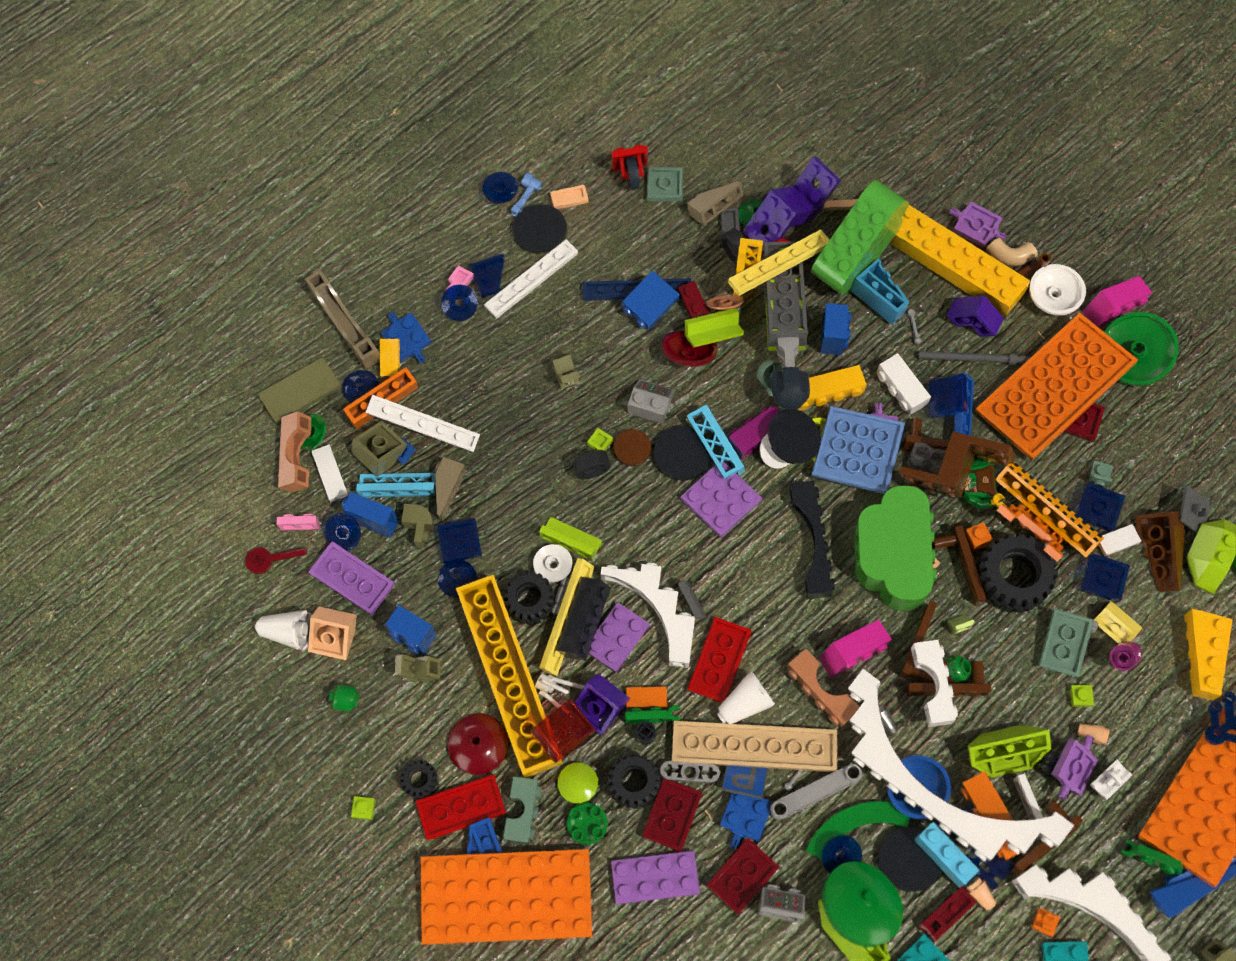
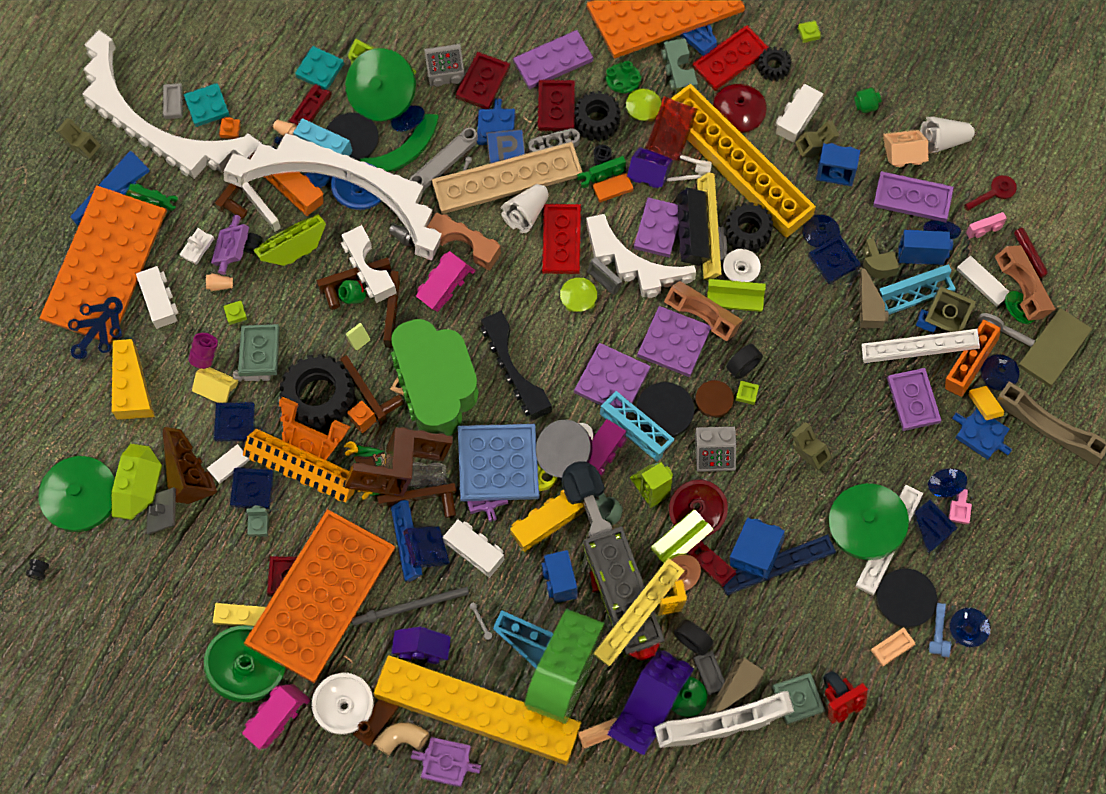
camera: 160 degrees right, 0 degrees up
(270, 485) = (1031, 252): none -> dark red axle
(345, 424) = (1011, 332): none -> light grey piece
(421, 709) = (798, 113): none -> white brick
(451, 385) = (914, 399): none -> medium lavender plate
(543, 295) = (868, 521): none -> green dish
(595, 511) = (689, 300): none -> nougat arch
(647, 515) = (674, 341): none -> medium lavender plate
(721, 379) = (653, 483): none -> lime wedge
(723, 593) = (578, 295): none -> lime dish
(762, 177) = (724, 723): none -> white arch
(1132, 399) = (236, 614): none -> light yellow plate
(1163, 738) = (157, 297): none -> white brick

